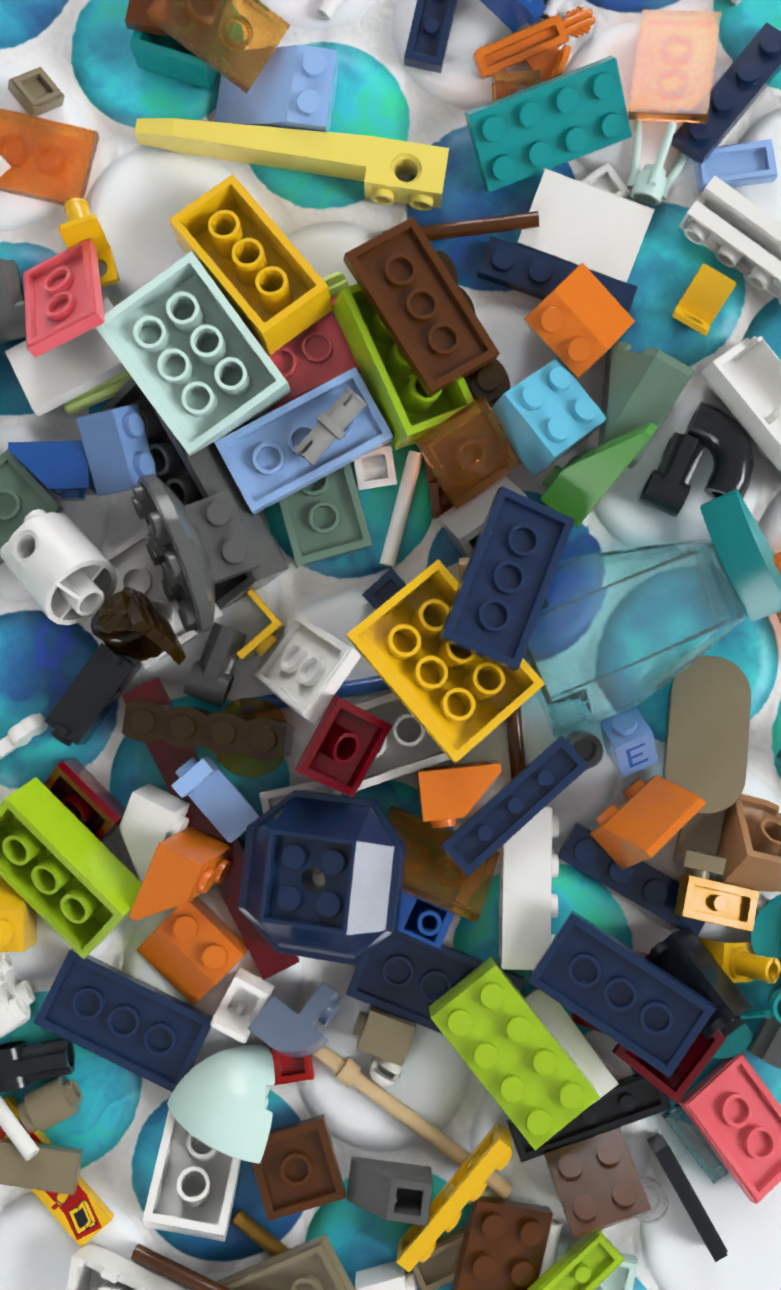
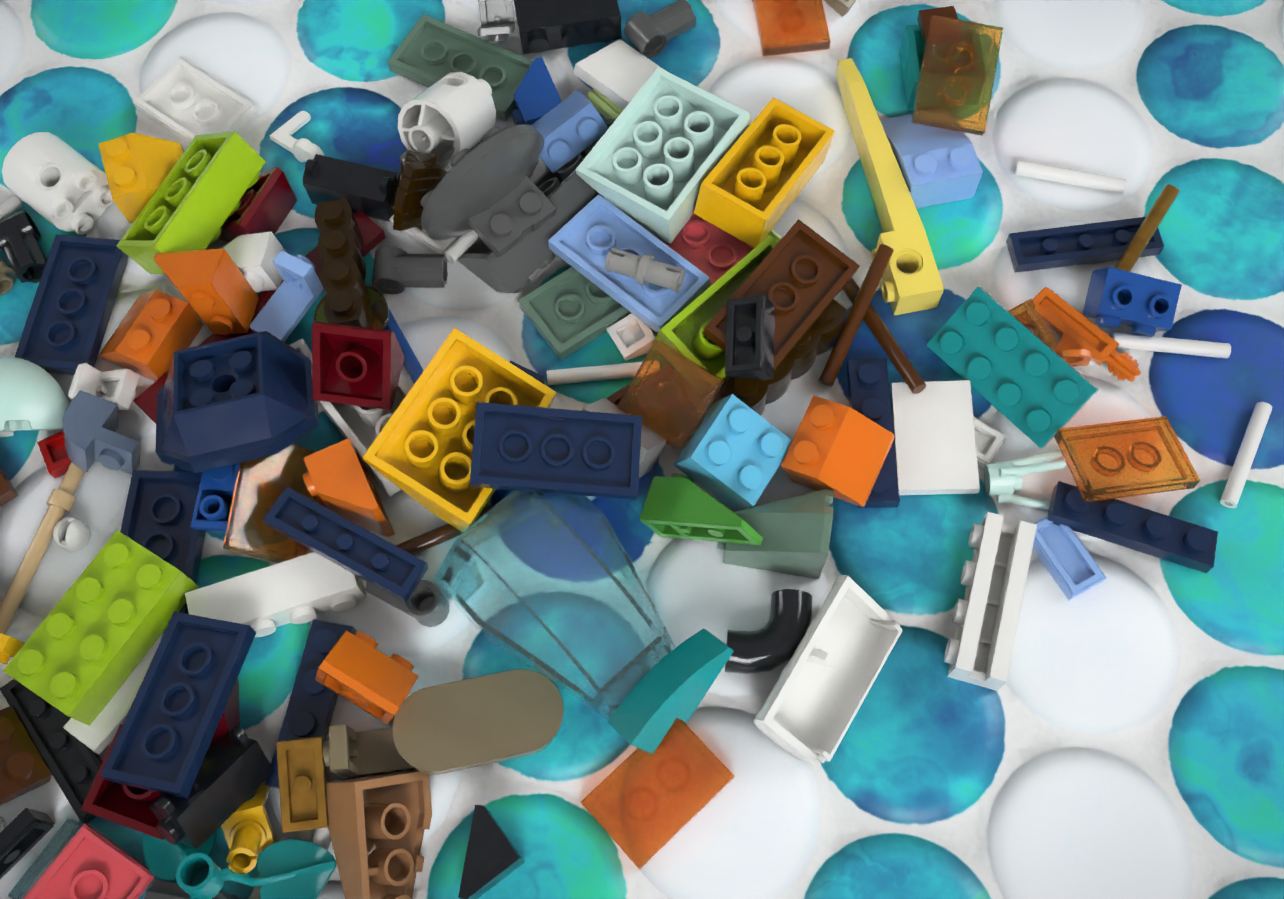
camera: 80 degrees right, 20 degrees down
(62, 298) = (675, 50): coral tile -> none
(86, 226) = (732, 63): yellow bracket -> none
(266, 639) = (446, 299): yellow bracket -> none
(306, 667) = (421, 324): white tile -> none
(384, 1034) = (98, 515): dark tan brick -> none
(439, 242) = (856, 315): none -> reddish brown bar
(459, 354) = (750, 338): none -> black slope
(629, 742) = (445, 640): medium blue brick -> none
(668, 484) = (717, 596): black piece -> none
(703, 299) = (911, 565): yellow bracket -> none

